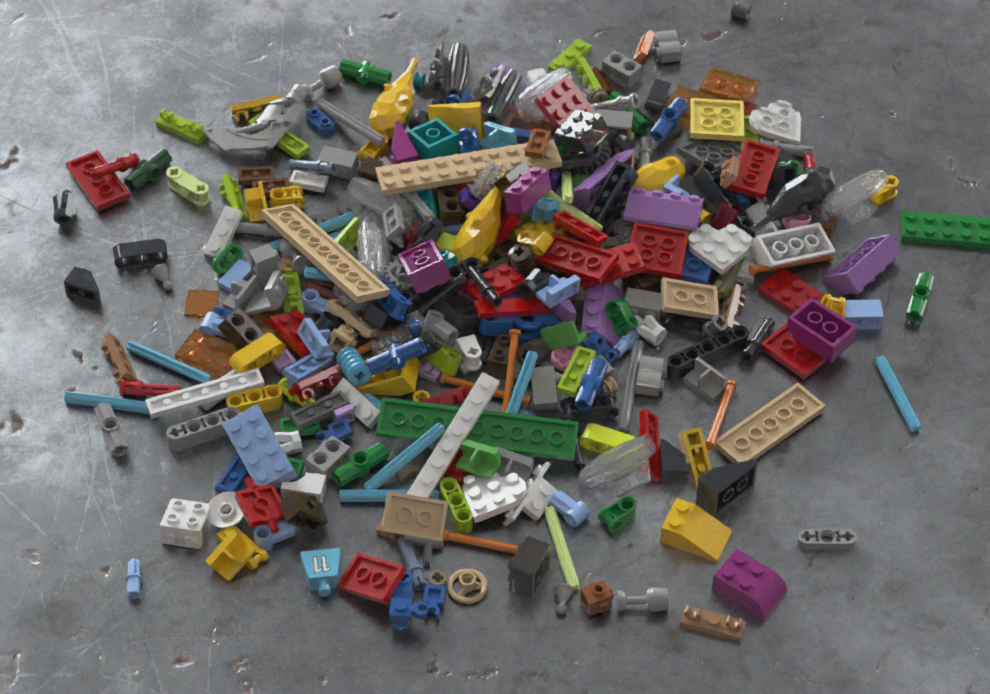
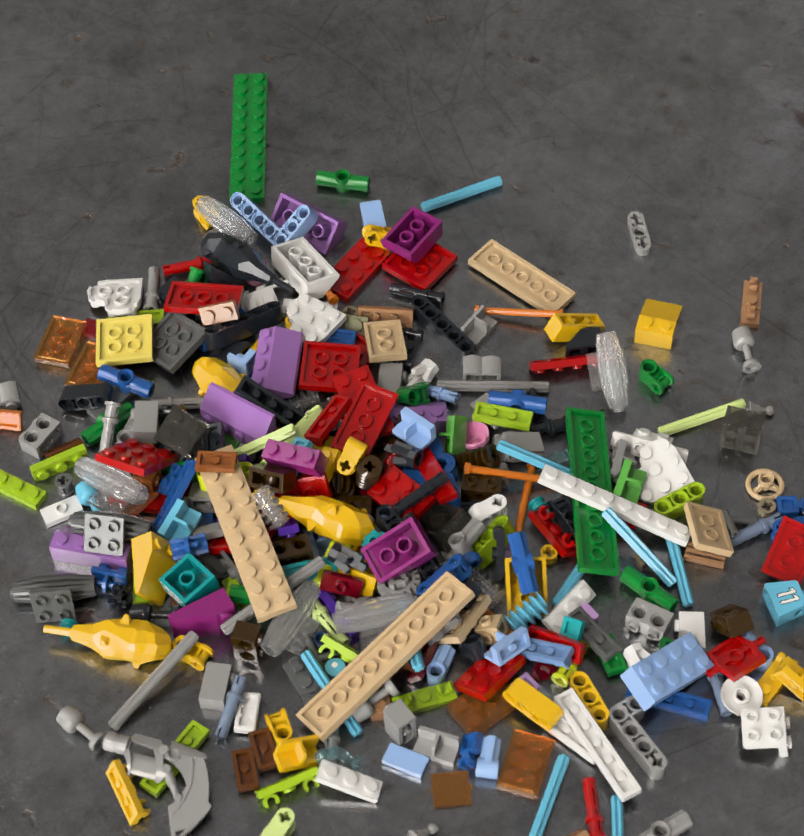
camera: 95 degrees left, 5 degrees up
(226, 259) = (380, 769): green plate -> none
(240, 329) = (504, 724): dark brown brick -> none
(250, 226) = (336, 752): none -> clear light blue arm
(271, 297) = (447, 710): light grey bracket -> none
(320, 121) = (144, 721): blue plate -> none
(323, 389) = (573, 628): none -> teal plate
(339, 429) = (611, 618): blue plate -> none
(365, 72) = (57, 685): green piece -> none
(395, 225) = (334, 592): light grey panel -> none
(479, 542) = (714, 435): orange bar -> none
(573, 512) = (659, 412): light blue piece -> none
(596, 597) = (756, 381): dark orange brick -> none
(597, 343) = (461, 406): blue hips -> none
(599, 92) = (90, 447): dark tan bush -> none
(601, 438) = (570, 390): neon yellow beam -> none
(715, 325) = (415, 320): dark grey bush -> none
(725, 216) = (270, 318): dark red plate -> none
(725, 485) = (611, 297): black slope -> none
(749, 584) = (706, 280): magenta brick -> none
(829, 226) = (263, 247): reddish brown plate -> none
(850, 237) = (287, 232): none -> light blue beam

